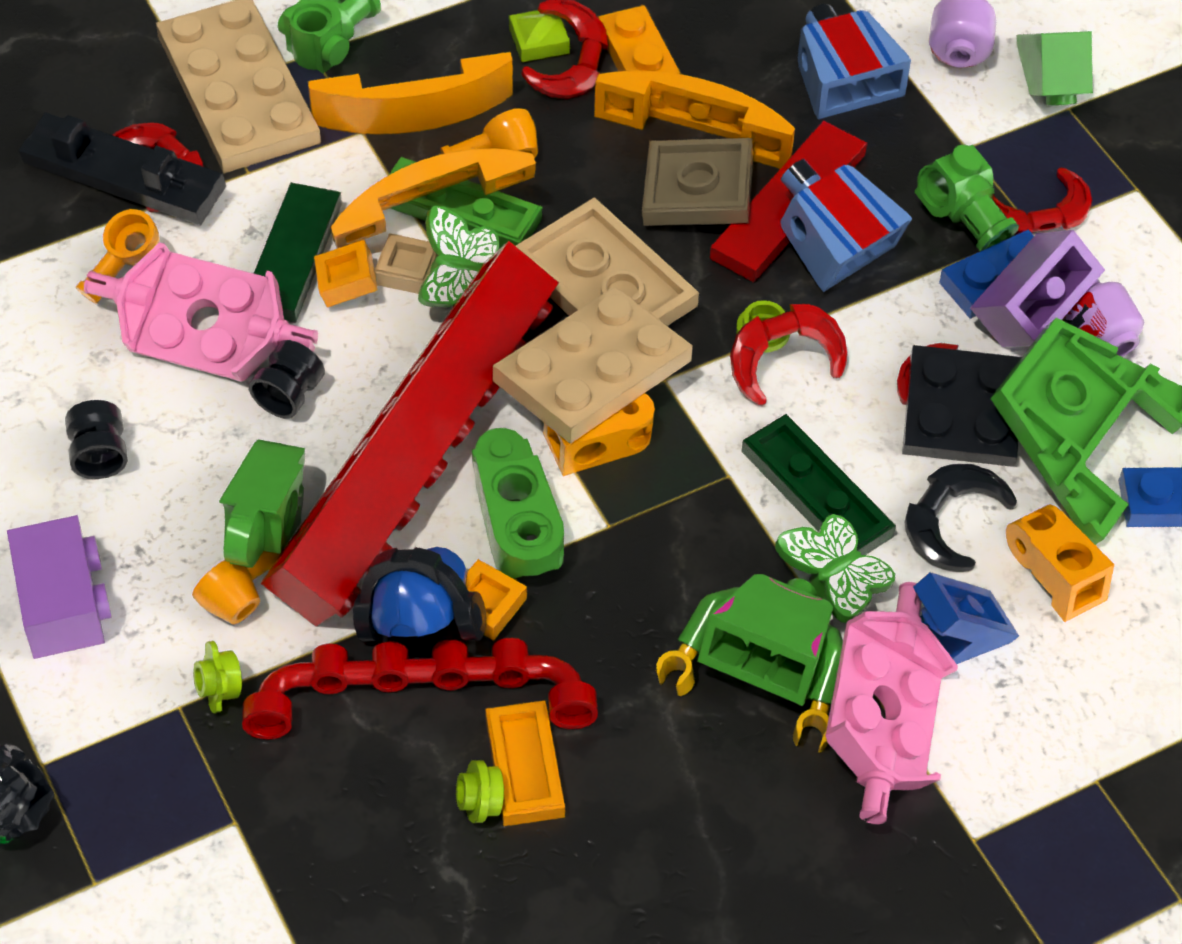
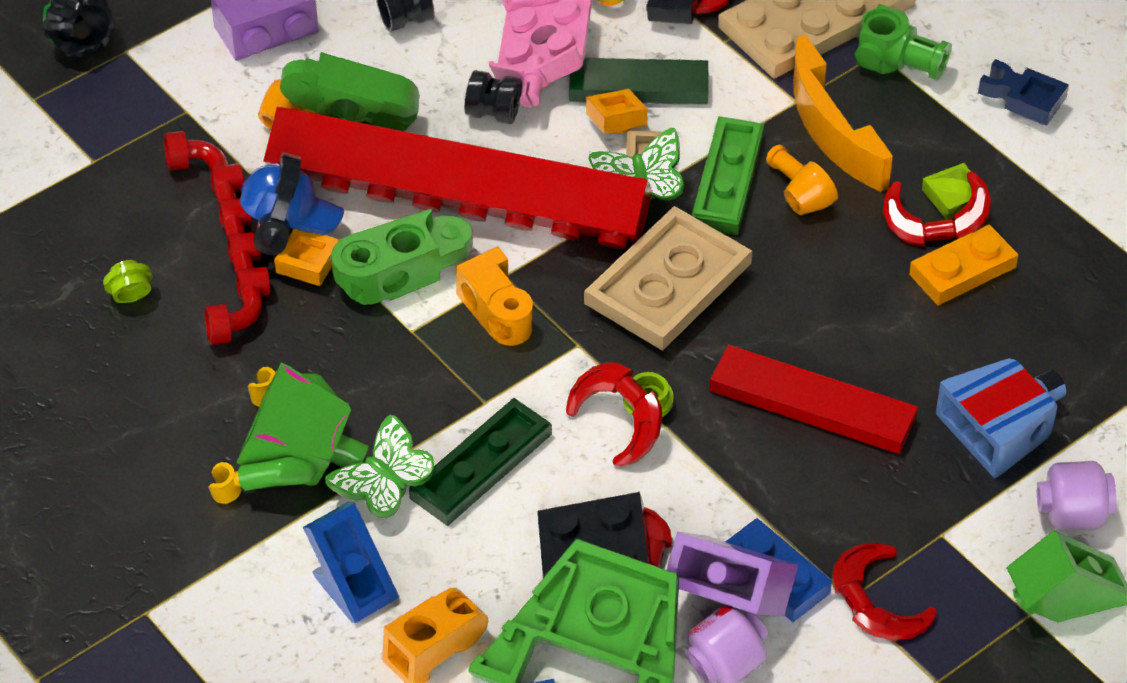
camera: 80 degrees right, 5 degrees down
(217, 676) = (203, 115): lime plate -> none
(493, 166) = (686, 108): light orange slope -> none
(527, 759) = (164, 310): light orange tile -> none
(592, 364) = (546, 268): tan plate -> none
(697, 104) = (893, 273): light orange slope -> none
(698, 182) = (805, 325): dark tan tile -> none
(839, 221) = (774, 422): medium blue torso -> none
(903, 667) = (205, 513): bright pink plate -> none
(949, 481) = (510, 554): black piece -> none
(963, 190) = (848, 517): bright green connector -> none

